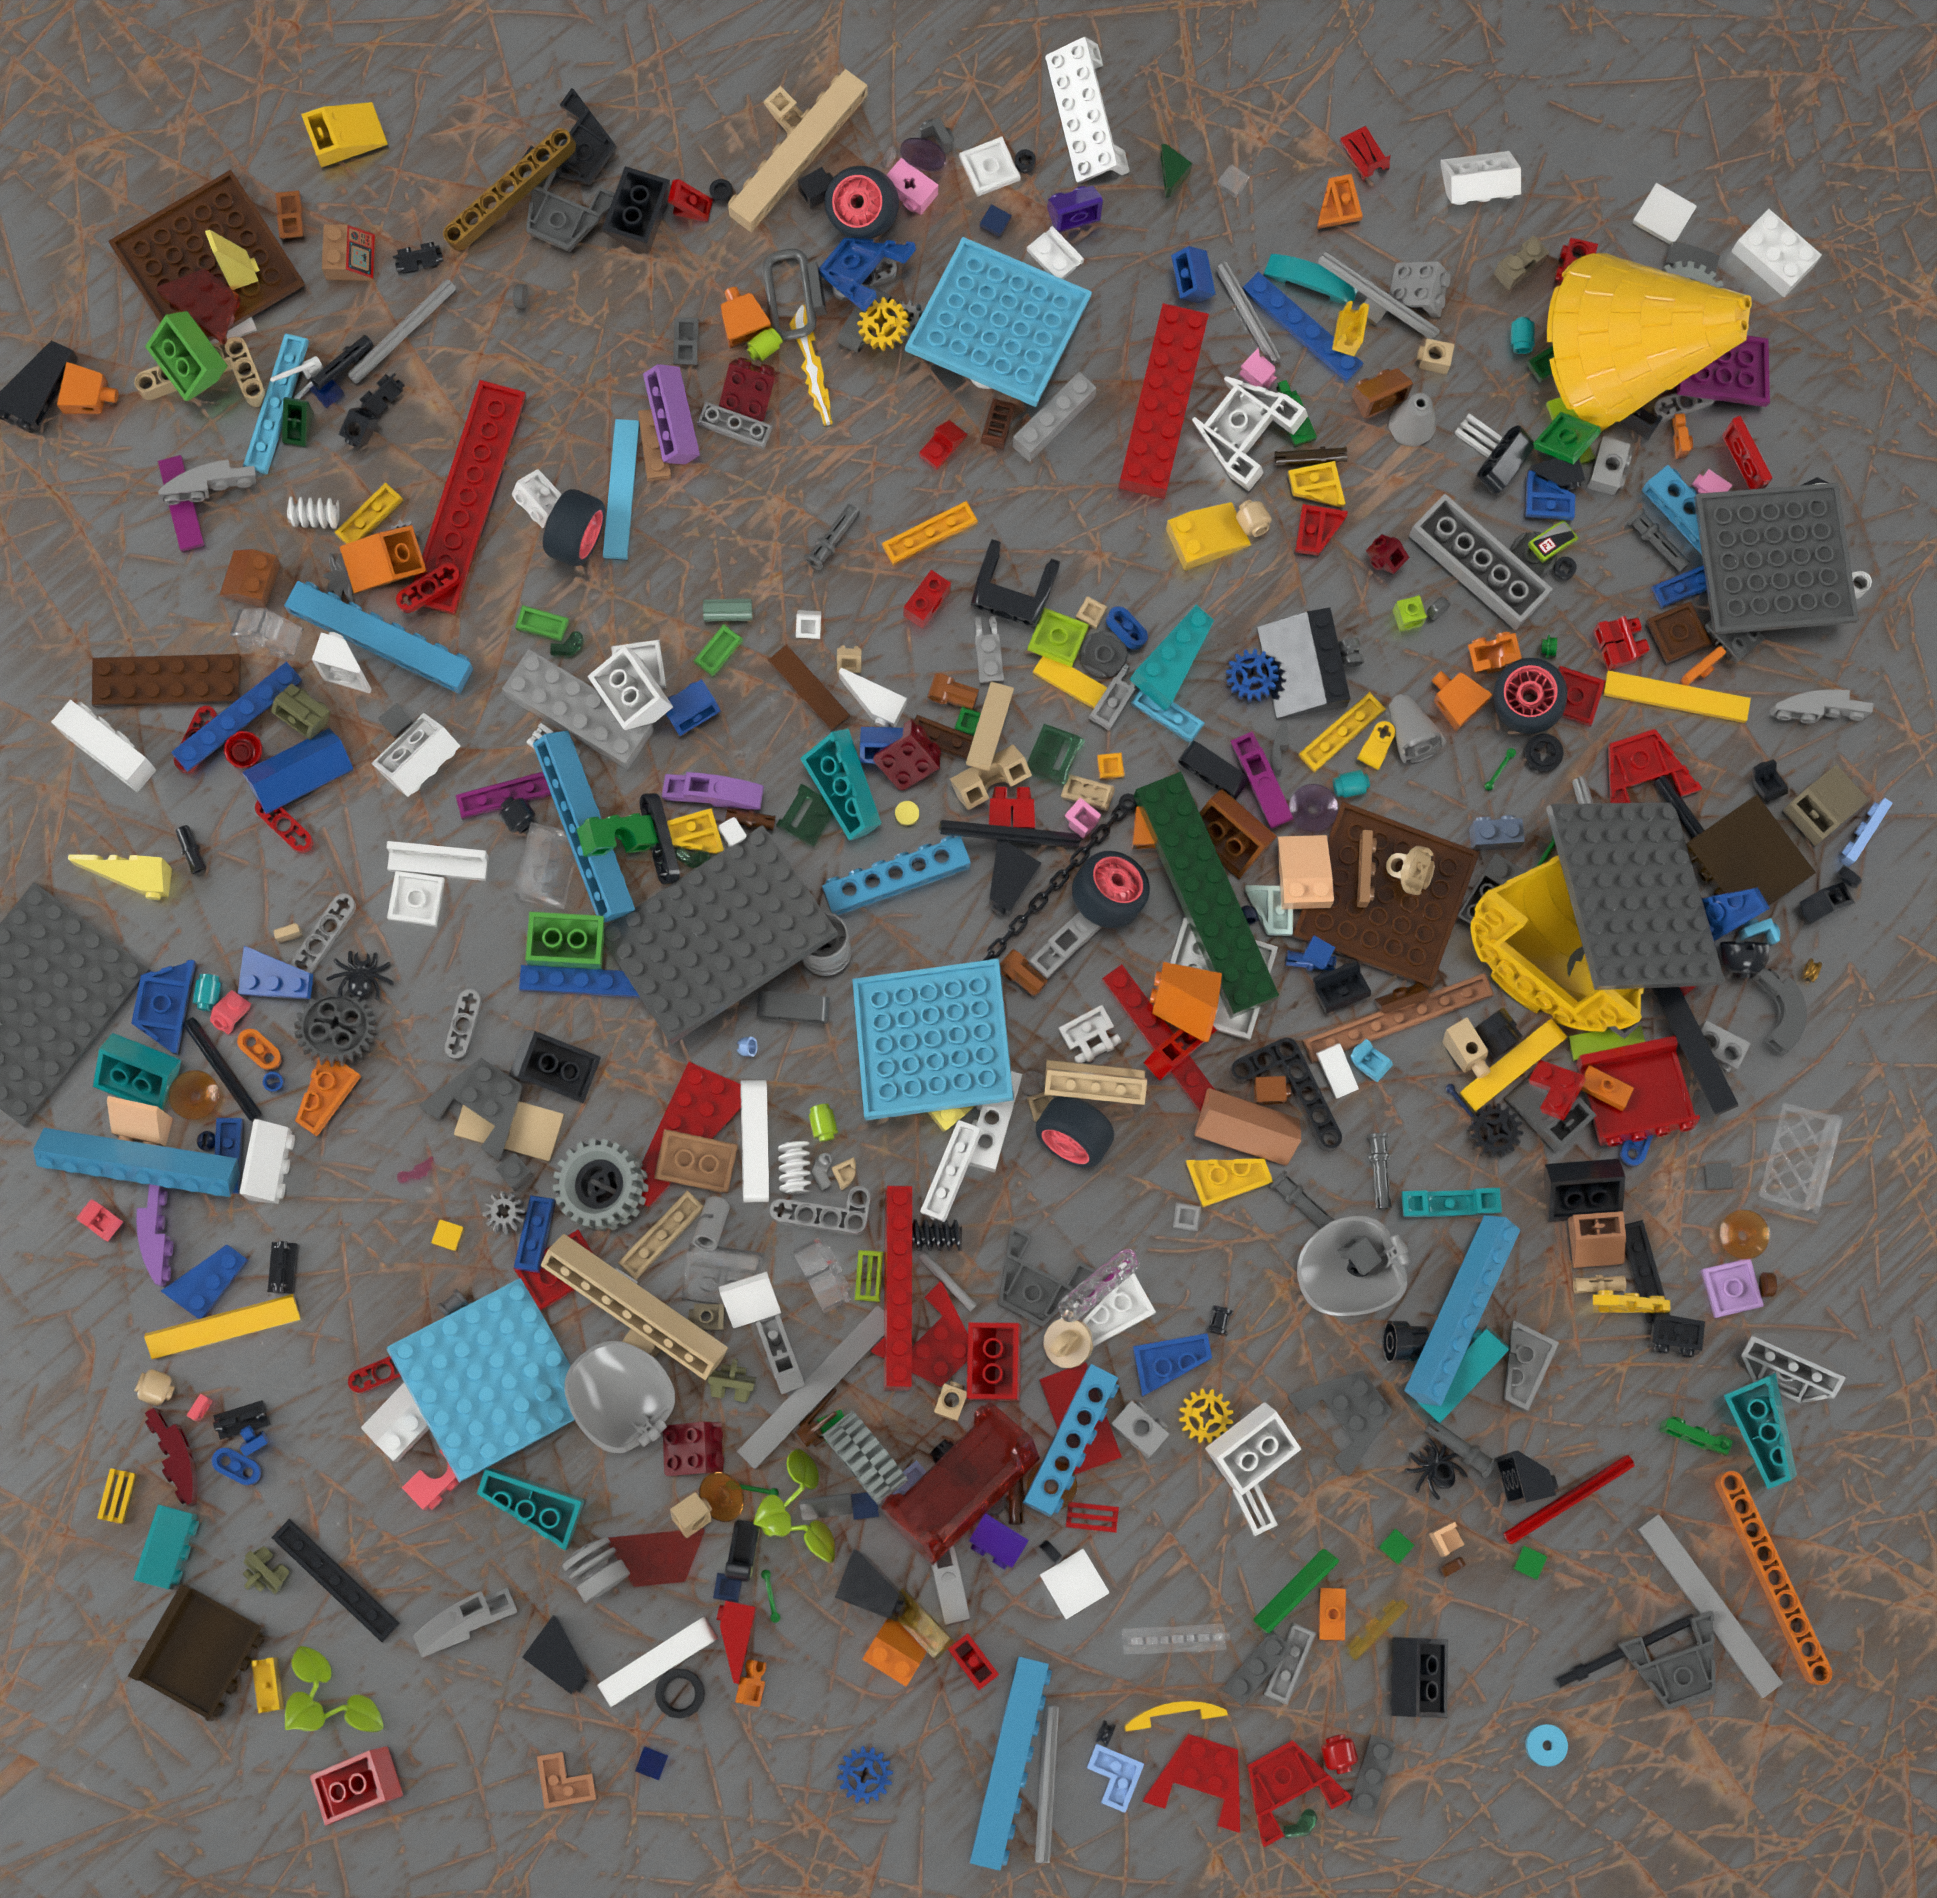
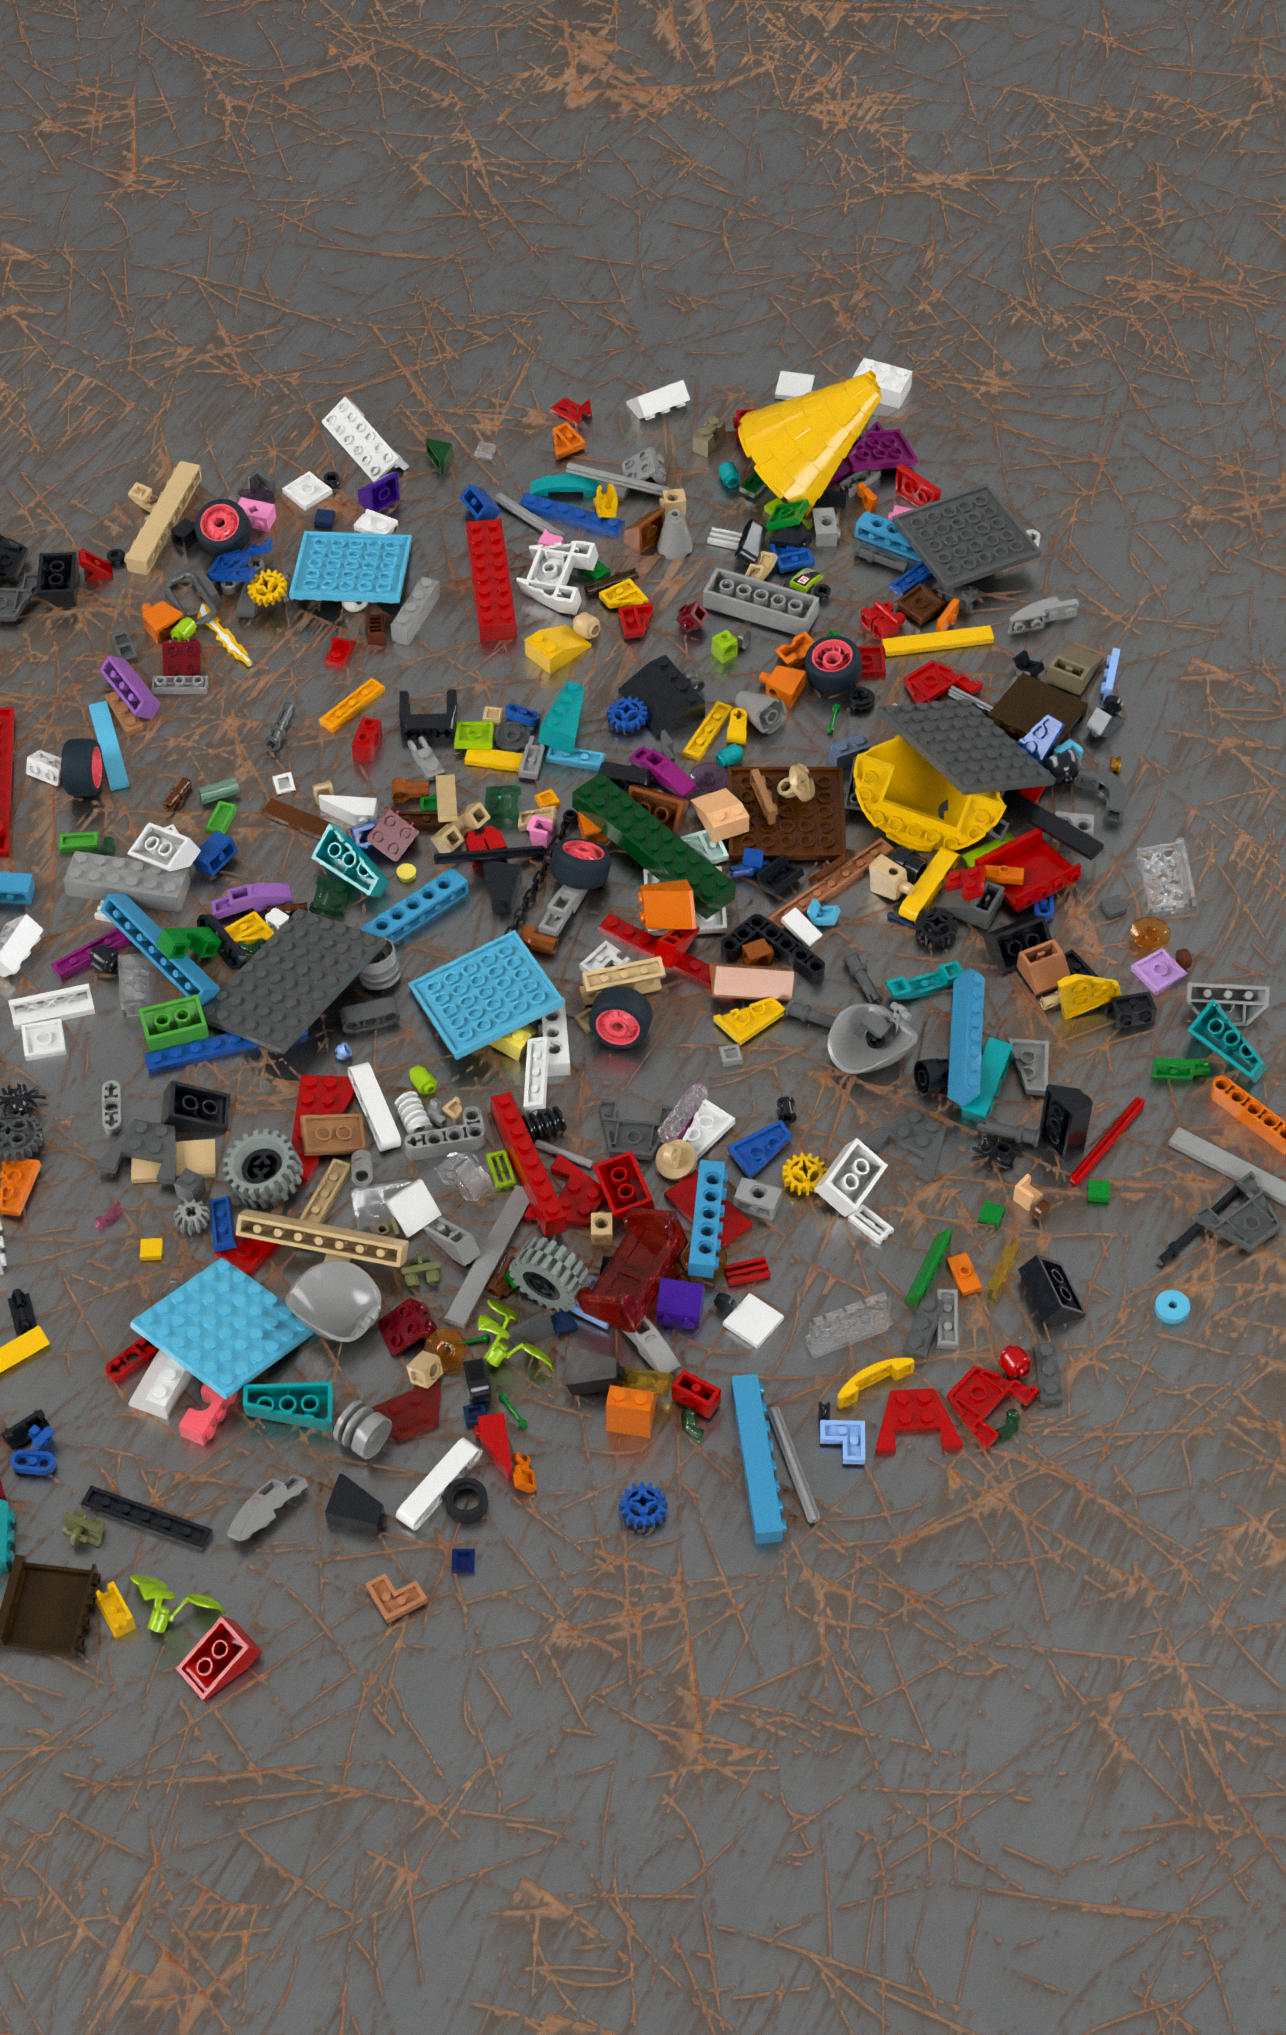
camera: 15 degrees left, 25 degrees down
(677, 596) = (177, 794): none -> reddish brown pin
(953, 1688) = (689, 1425): none -> clear green arm
(1503, 504) = (763, 565): none -> tan slope

